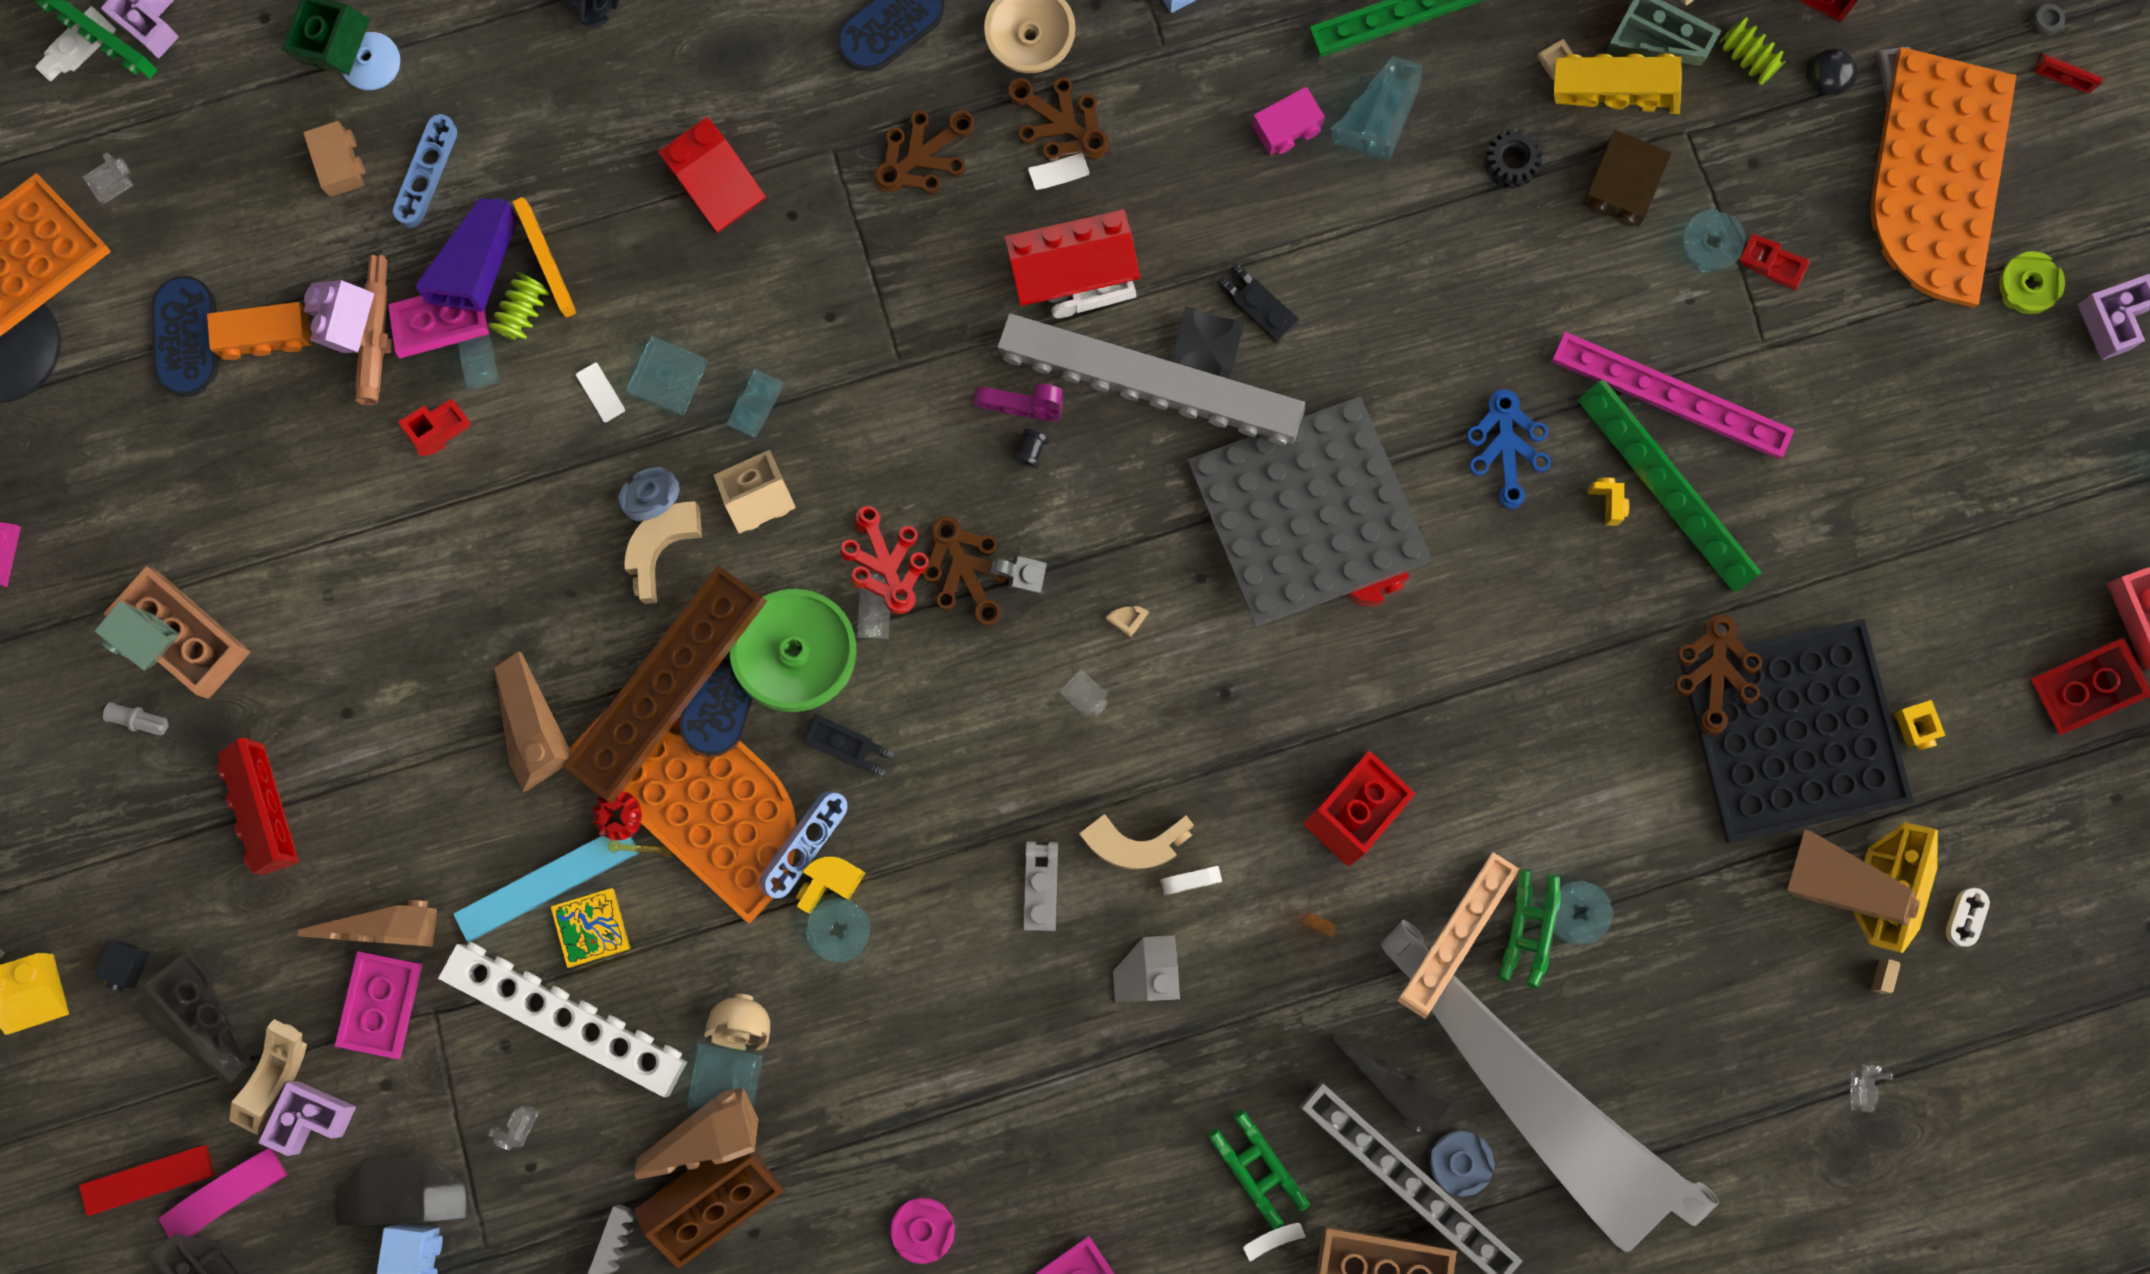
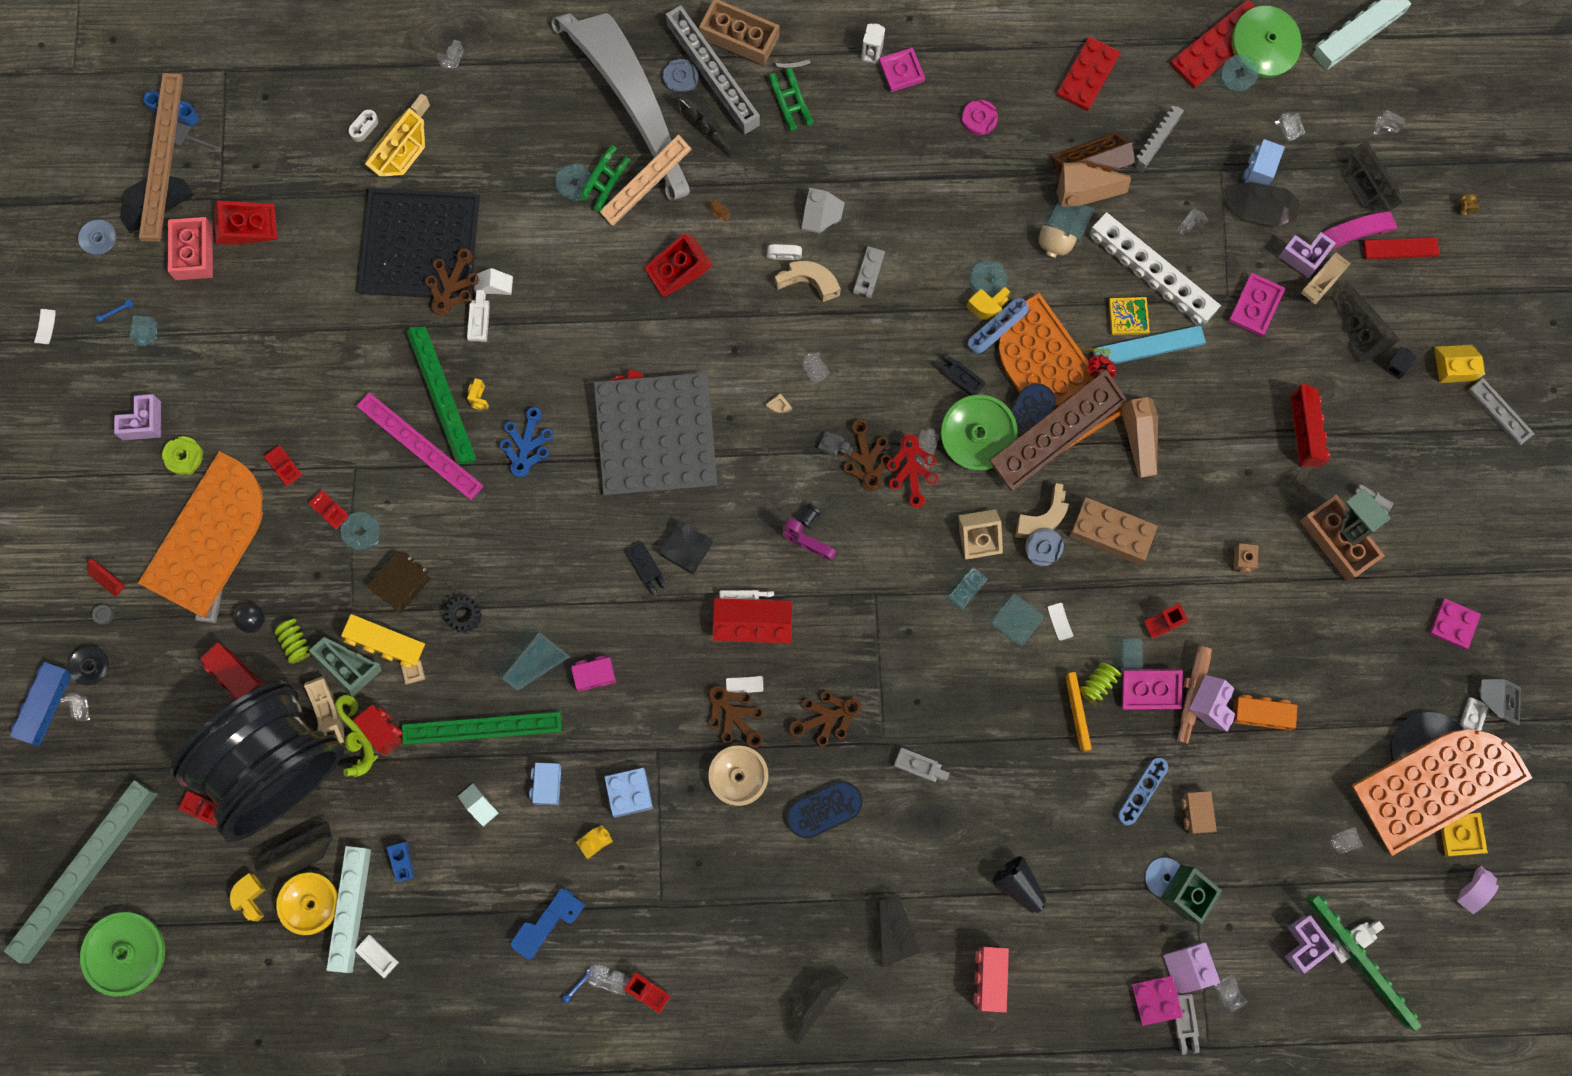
camera: 170 degrees left, 5 degrees down
(182, 336) = (1314, 723): tile -> none
(327, 563) = (1245, 558): none -> medium nougat brick
(390, 925) = (1240, 340): medium nougat wedge -> none
(471, 258) = (1125, 717): dark purple slope -> none
(545, 549) = (1113, 531): none -> medium nougat brick
(711, 174) = (962, 737): red slope -> none
(765, 118) = (920, 766): none -> light grey hinge
(1151, 379) = (726, 534): light grey brick -> none
(1650, 697) = (494, 282): none -> white slope
(1654, 629) = (478, 318): none -> white hinge
(1844, 881) = (423, 152): medium nougat slope -> none
(1869, 311) = (283, 465): none -> red slope
(1928, 720) = (347, 233): yellow brick -> none

